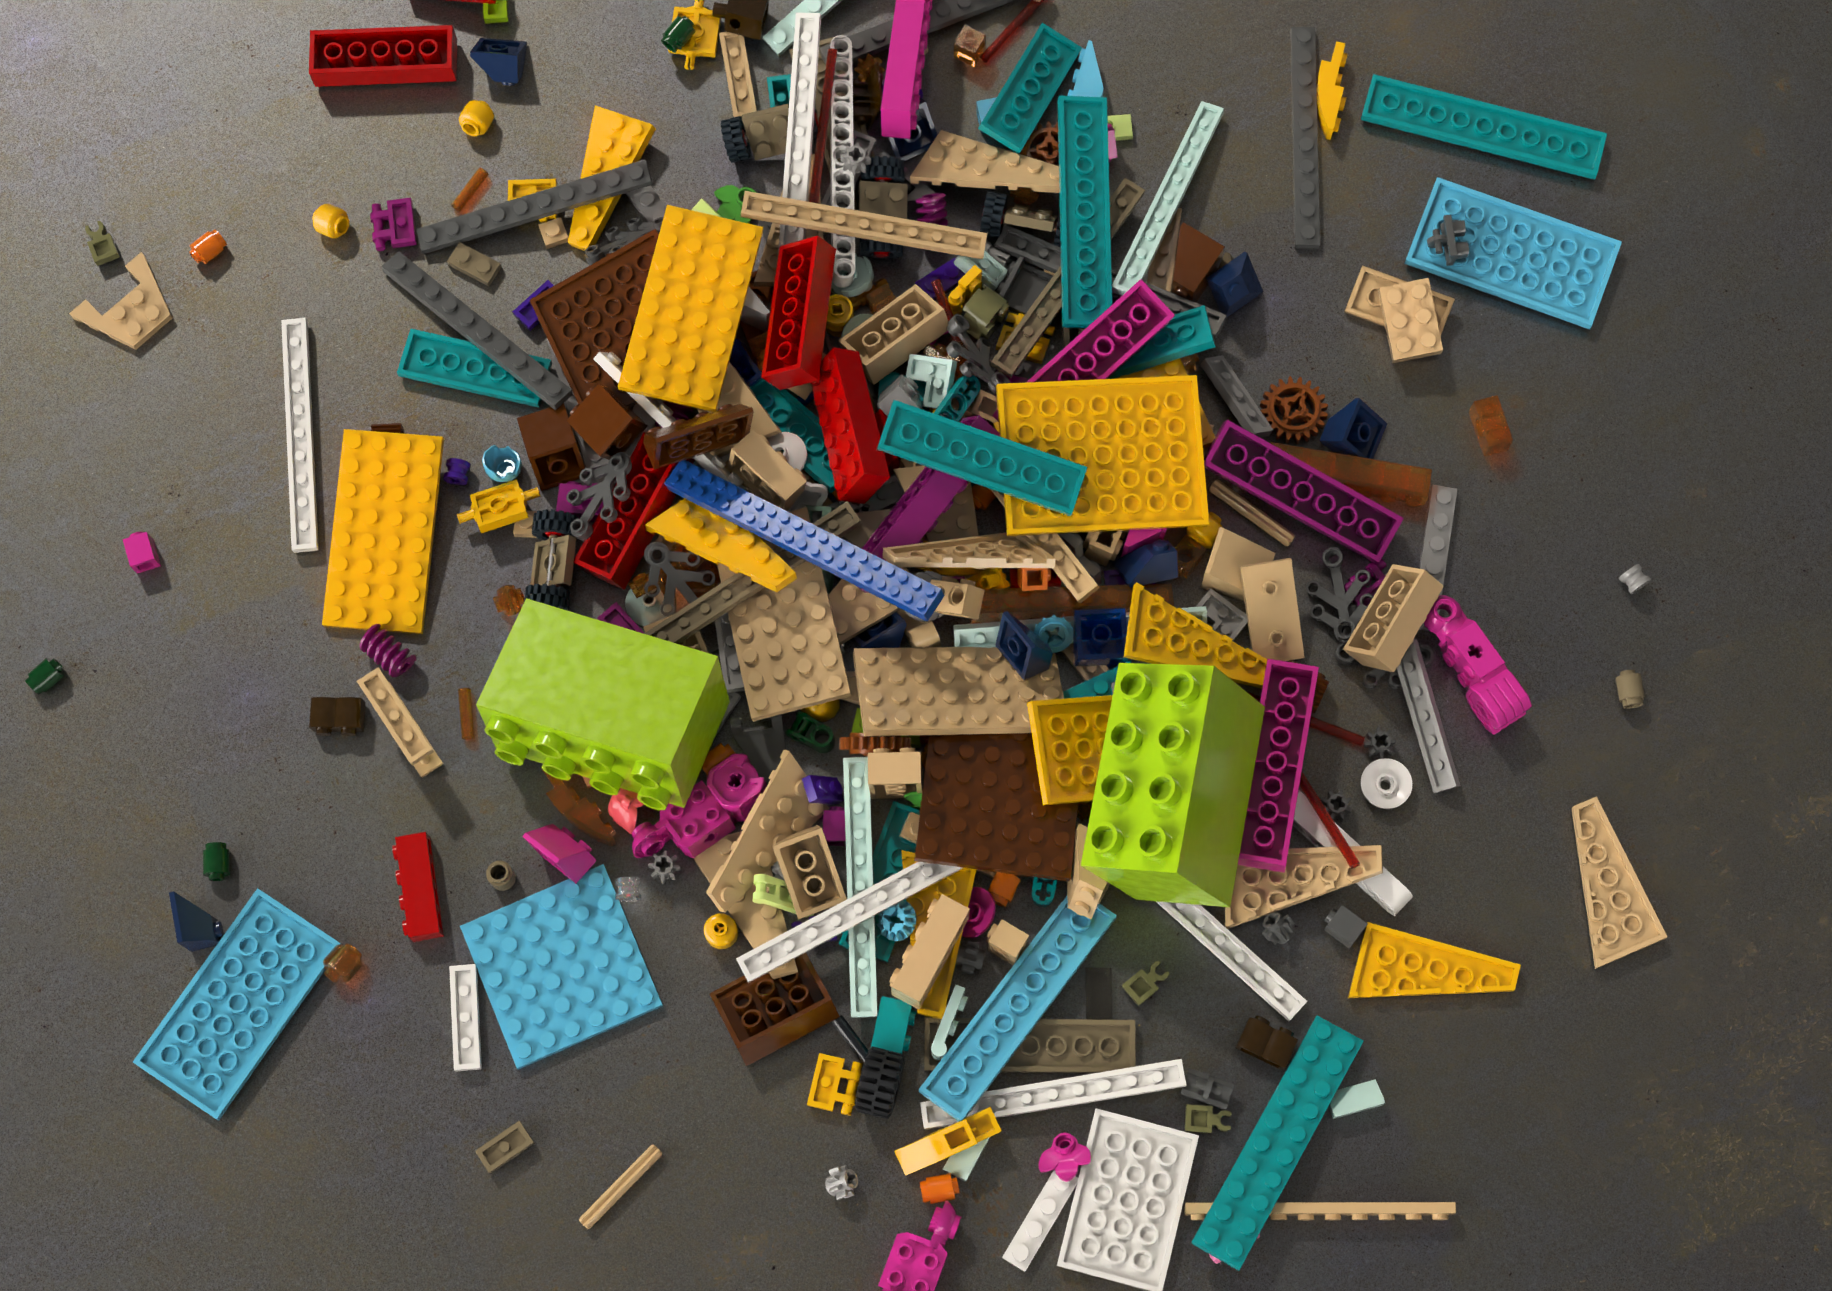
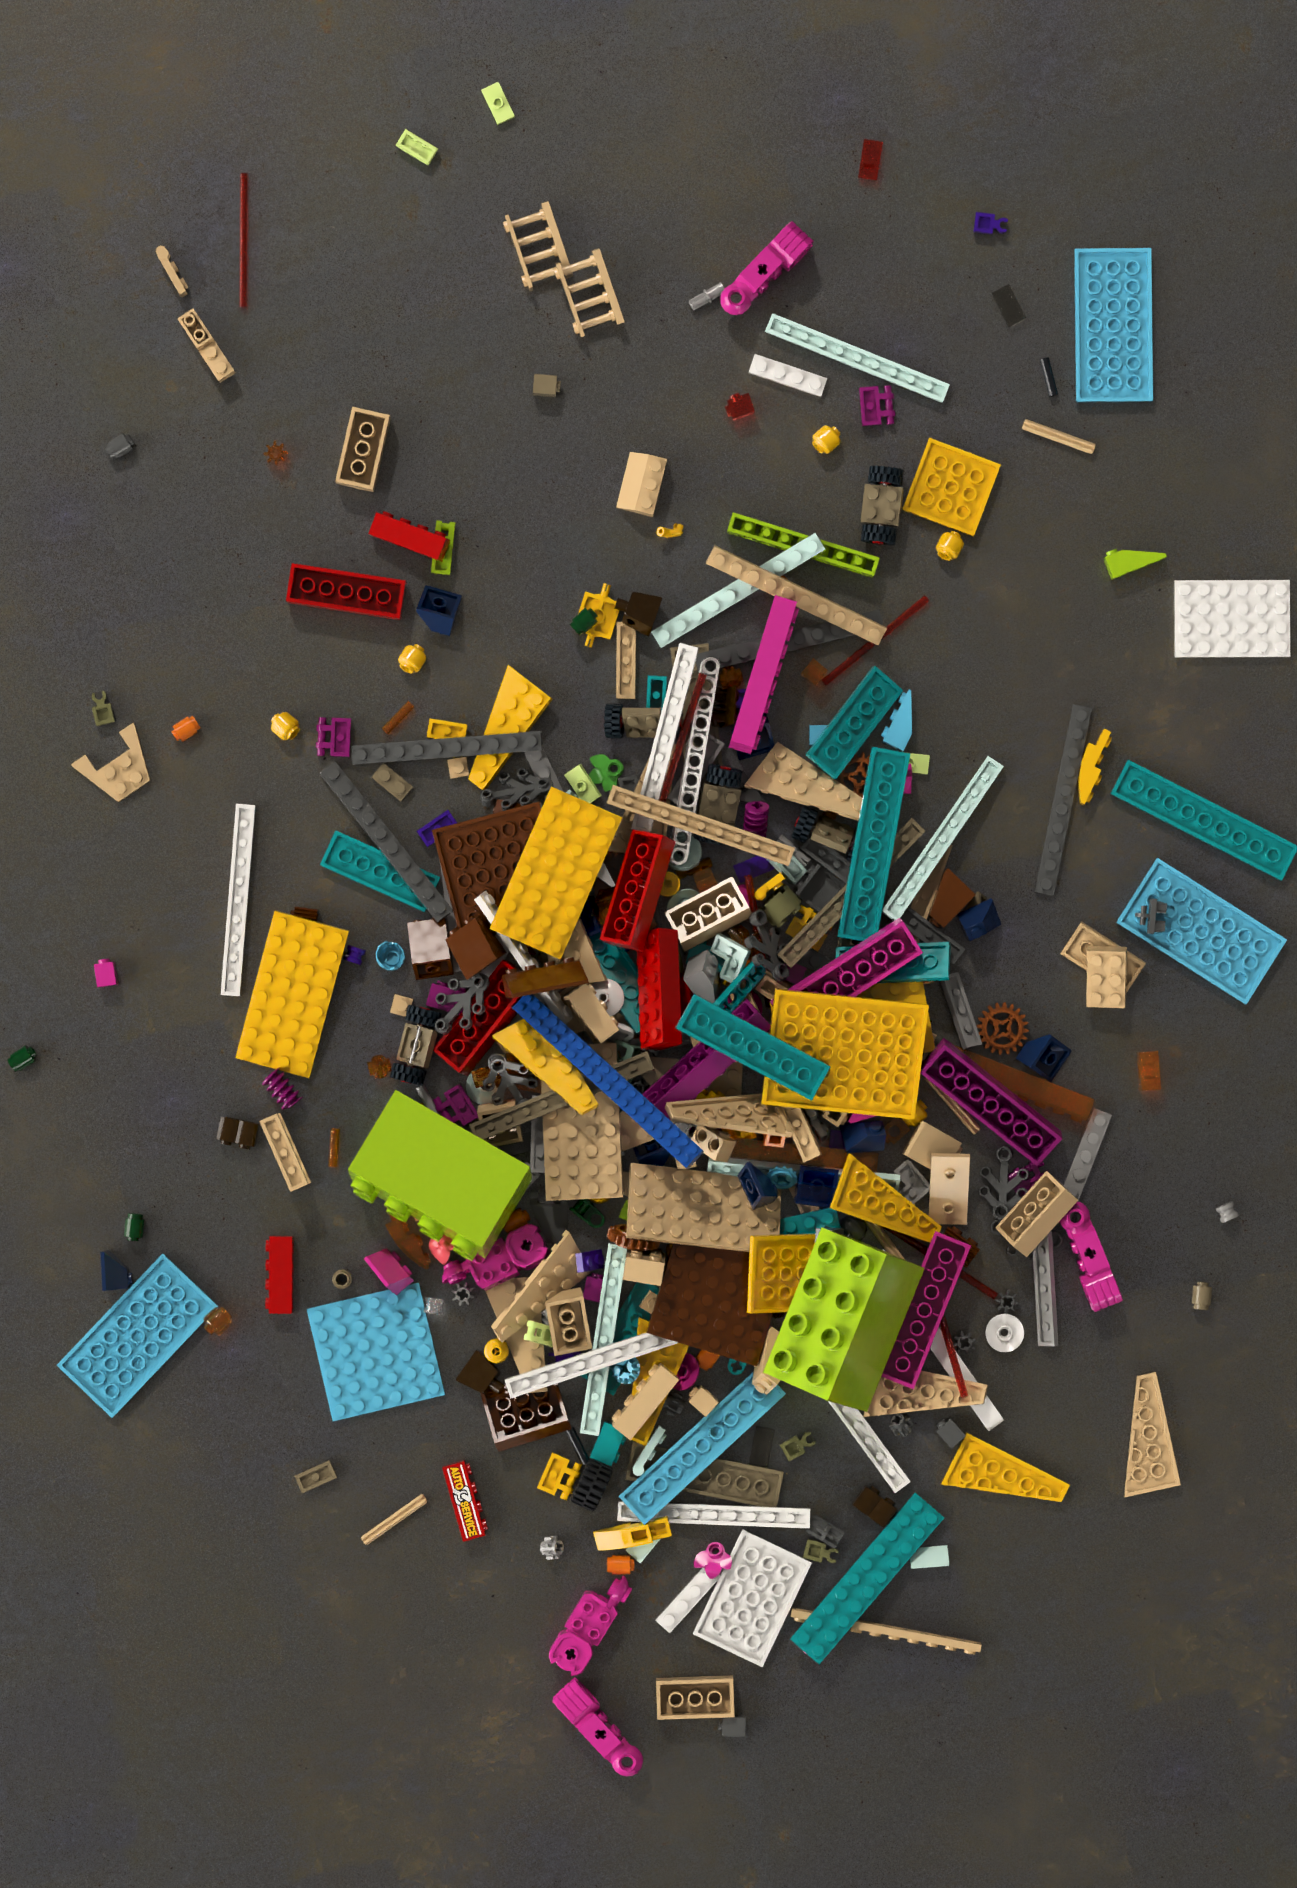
camera: 10 degrees right, 15 degrees up
(465, 1017) = (301, 1377): white plate -> none
(499, 506) = (382, 990): yellow plate -> none
(704, 967) = (480, 1374): none -> dark brown torso
(711, 1141) = (464, 1501): none -> brick
(855, 152) = (699, 773): light grey gear -> none

